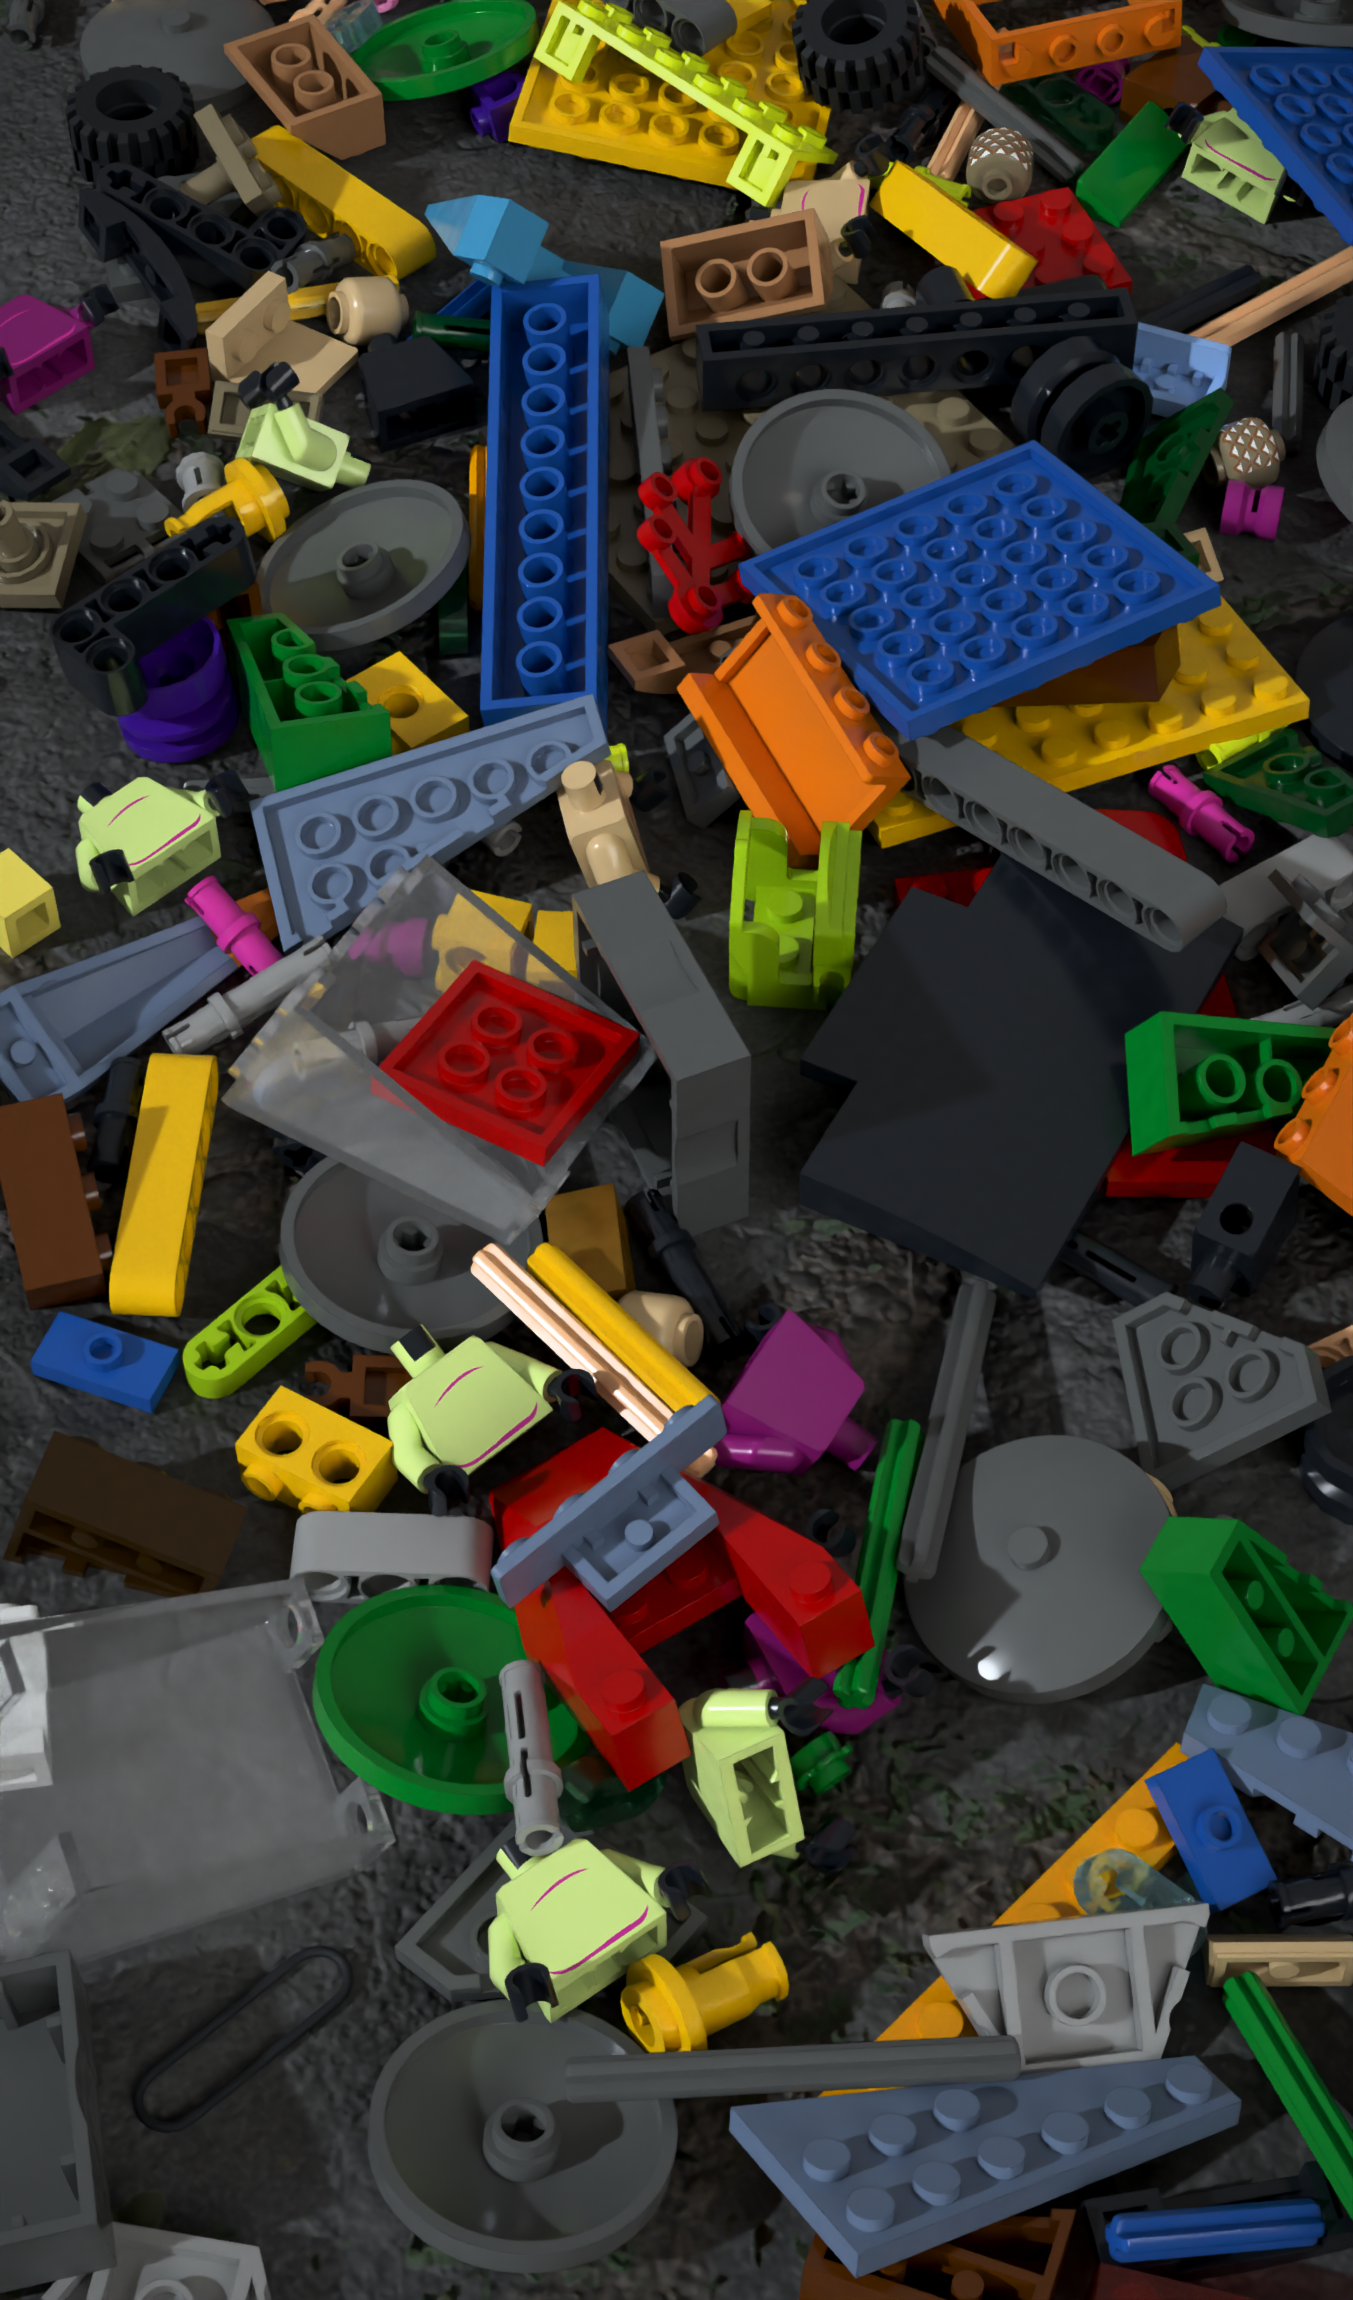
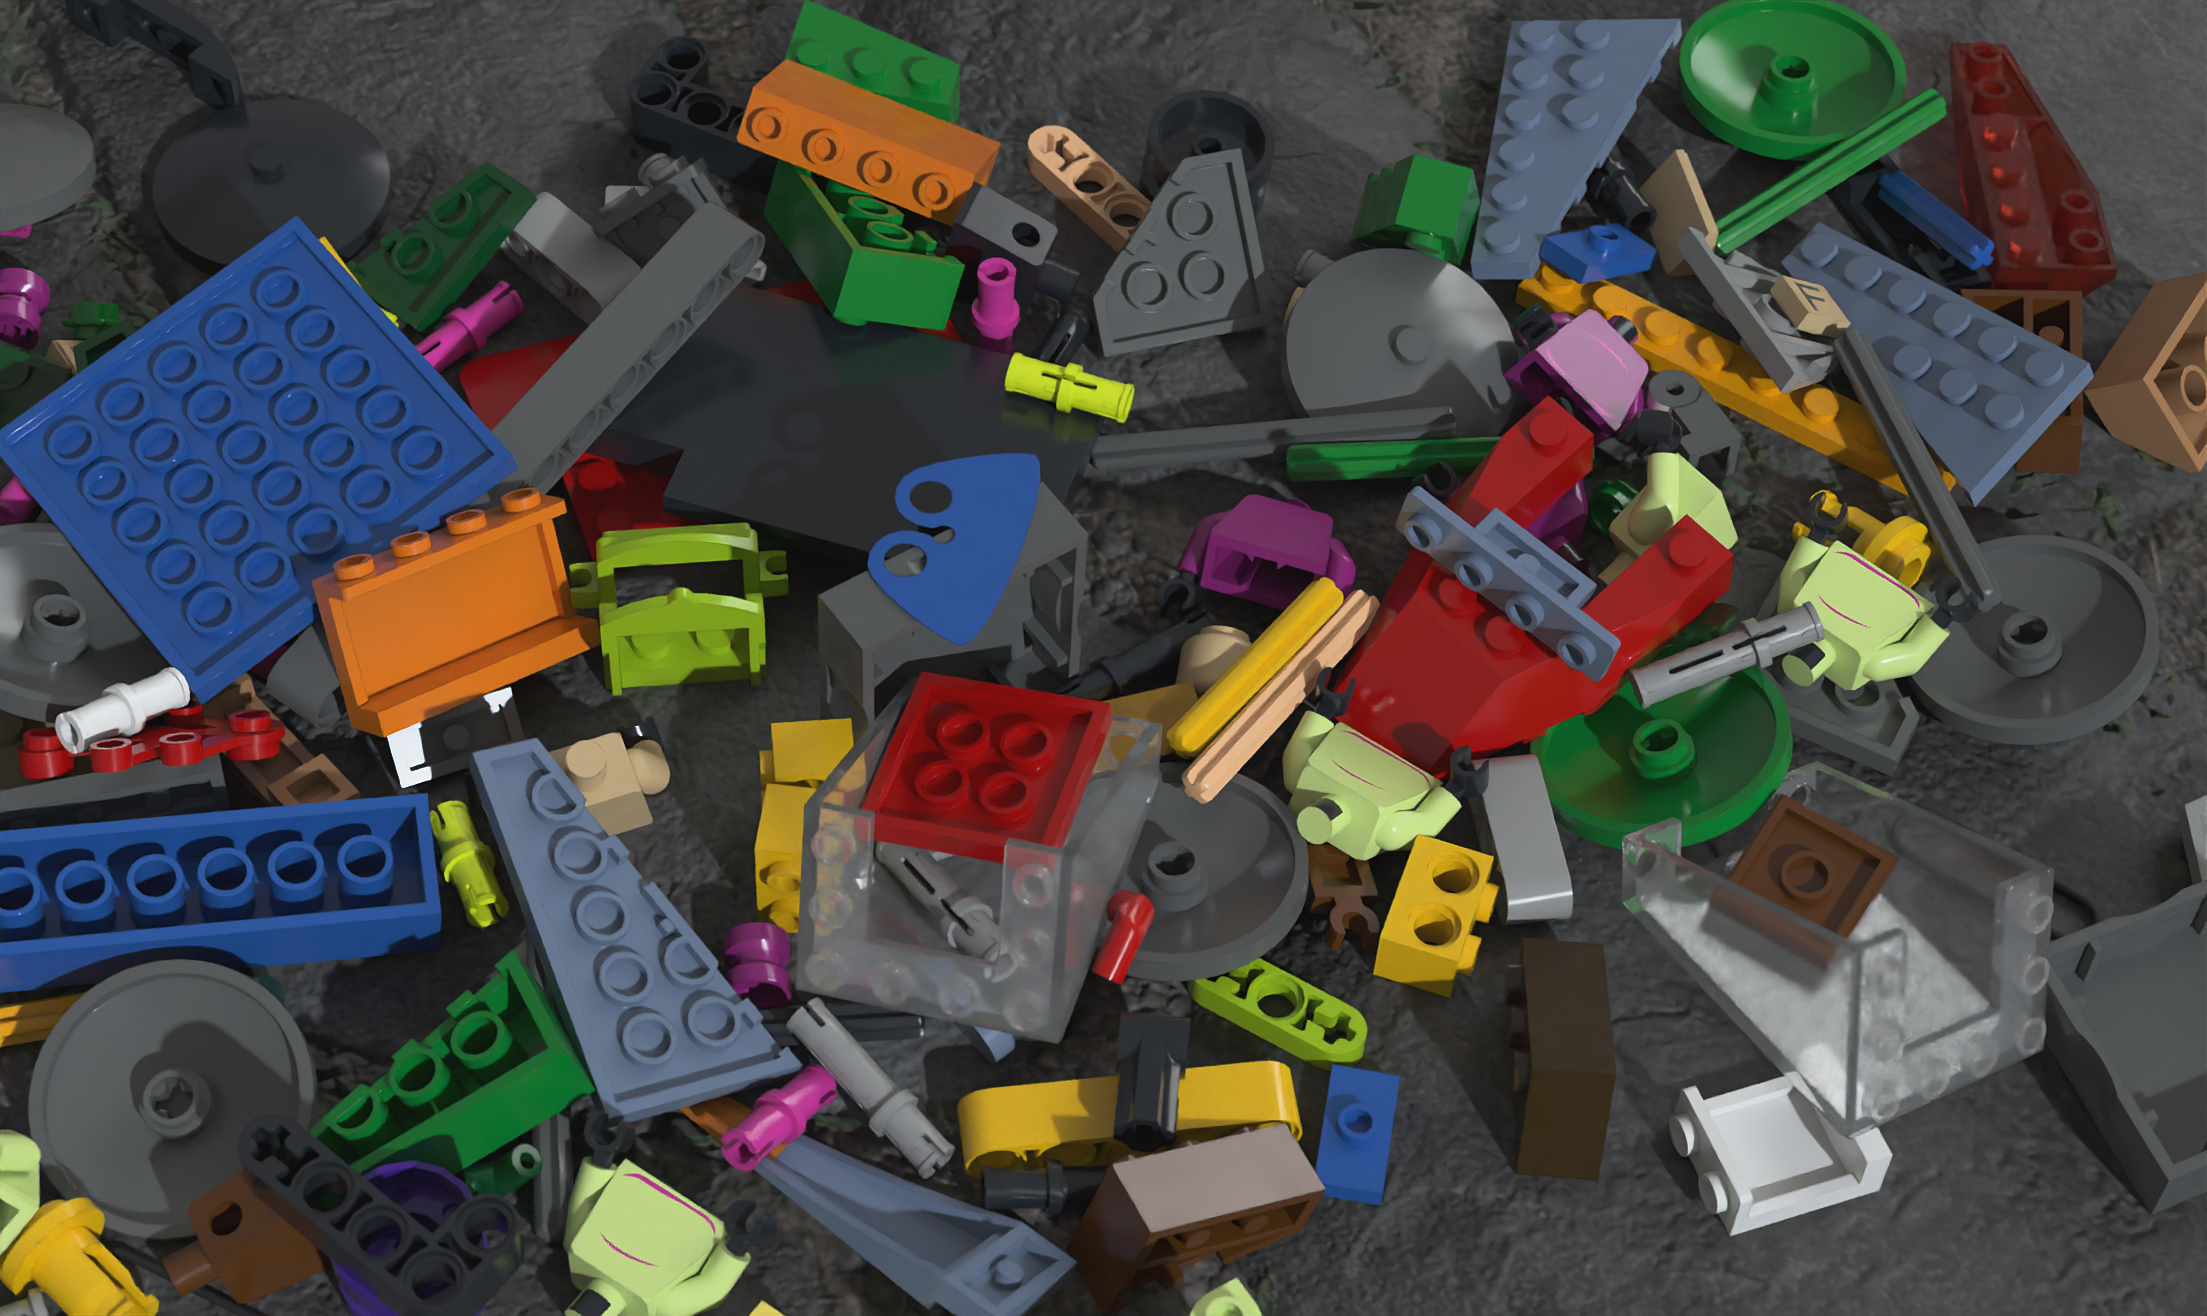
camera: 105 degrees left, 0 degrees up
(183, 1167) = (1150, 1065): none -> black piece
(234, 1773) = (1814, 867): none -> reddish brown tile
(243, 756) = (502, 1174): none -> dark green arm
(324, 1165) = (1130, 920): none -> red arm
(416, 706) = (406, 999): yellow brick -> none
(653, 982) = (990, 521): none -> blue piece
(720, 513) = (122, 710): none -> white pin
(927, 1871) = (1707, 434): none -> dark grey leg
(998, 1749) = (1588, 366): none -> torso
(1008, 1223) = (1069, 387): none -> neon yellow pin
(1078, 2030) = (1809, 307): none -> tan tile
(1134, 1879) = (1677, 293): clear light blue beam -> none
(1151, 1200) = (995, 310): none -> dark pink pin
(1237, 561) = (91, 318): none -> green plate

